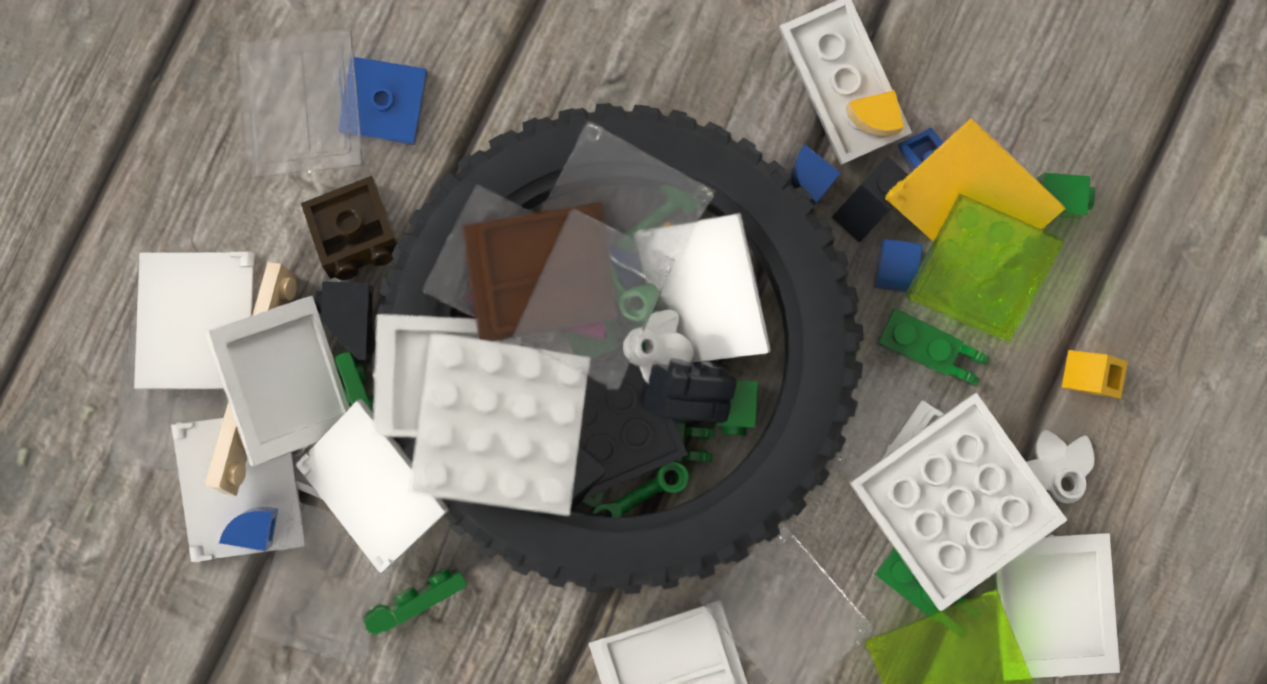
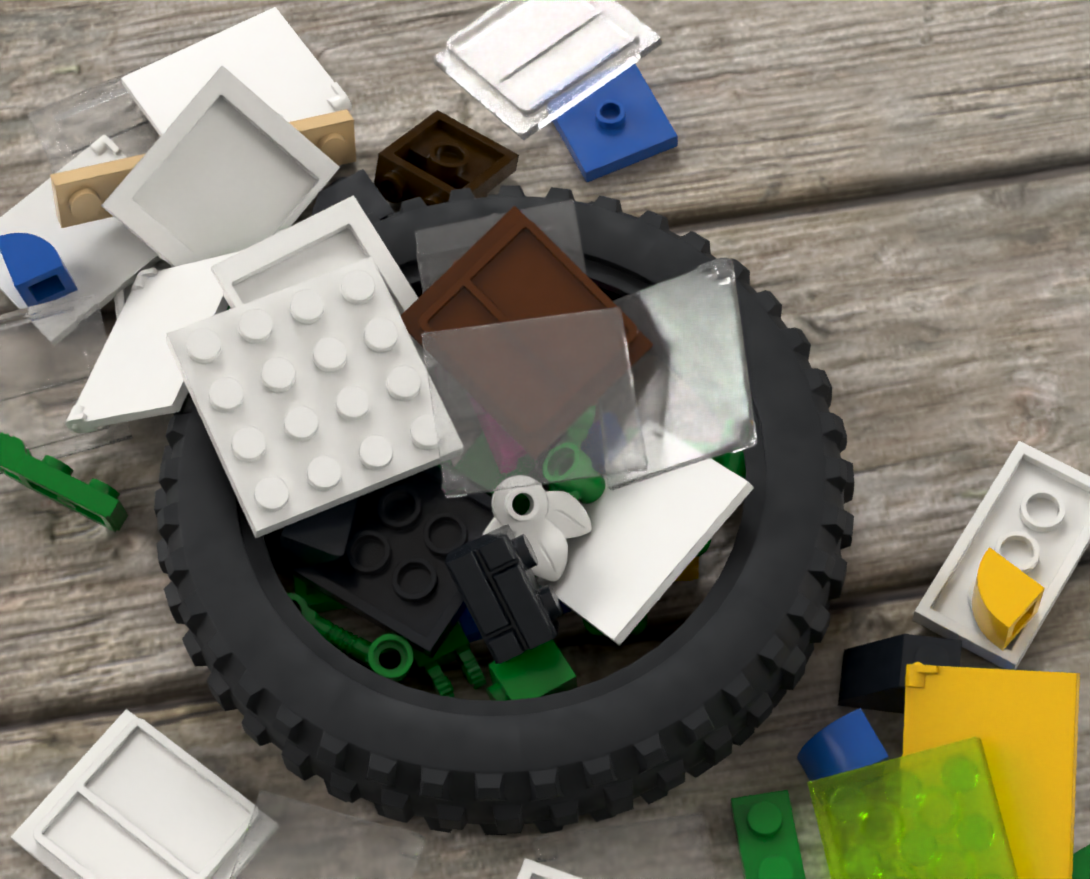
camera: 60 degrees right, 25 degrees down
(813, 174) = (873, 591): blue brick -> none

